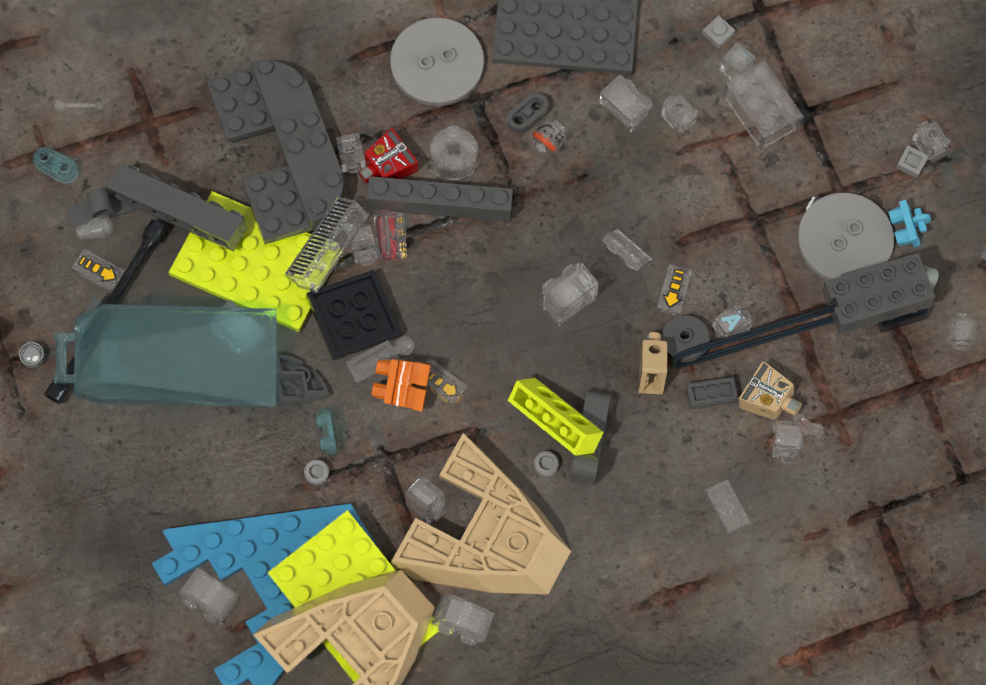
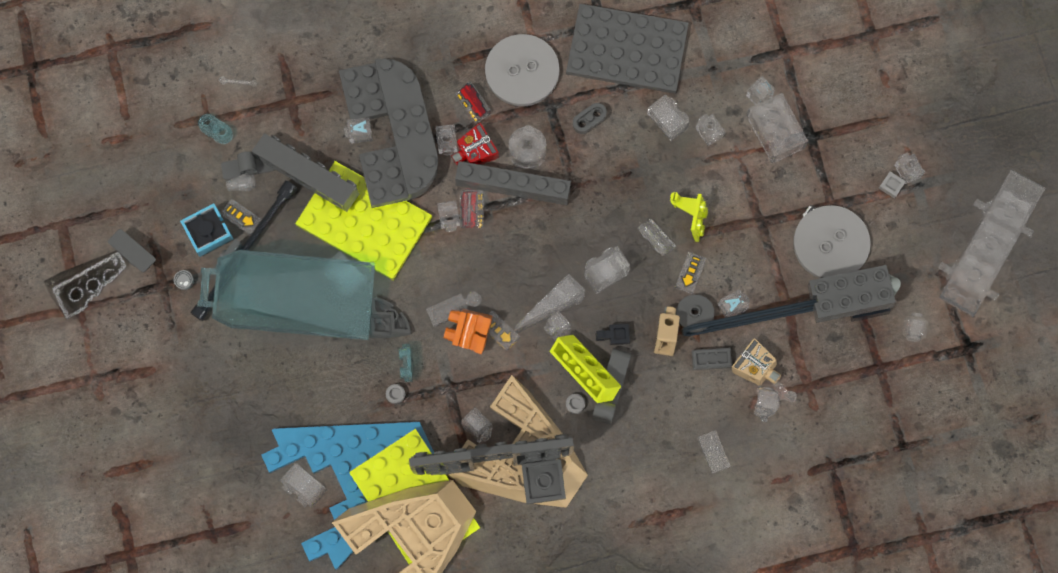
camera: 10 degrees right, 5 degrees up
(56, 289) = (206, 230): none -> piece
(238, 151) = (358, 130): none -> clear brick
(327, 244) = (420, 213): clear brick -> none
(353, 315) = (435, 271): black plate -> none
(379, 105) = (473, 102): none -> slope
(462, 619) = (496, 522): clear brick -> none
(487, 525) = (462, 460): none -> dark grey plate
(510, 338) = (558, 299): none -> clear slope
(514, 368) = (557, 325): none -> clear brick
(517, 561) = (543, 481): none -> dark grey tile
(549, 136) = (604, 139): clear head -> none
(589, 373) = (617, 334): none -> black plate
(671, 208) = (694, 207): none -> neon yellow plate
(718, 32) = (748, 64): light grey plate -> none
(909, 234) = (883, 244): medium azure hips -> none

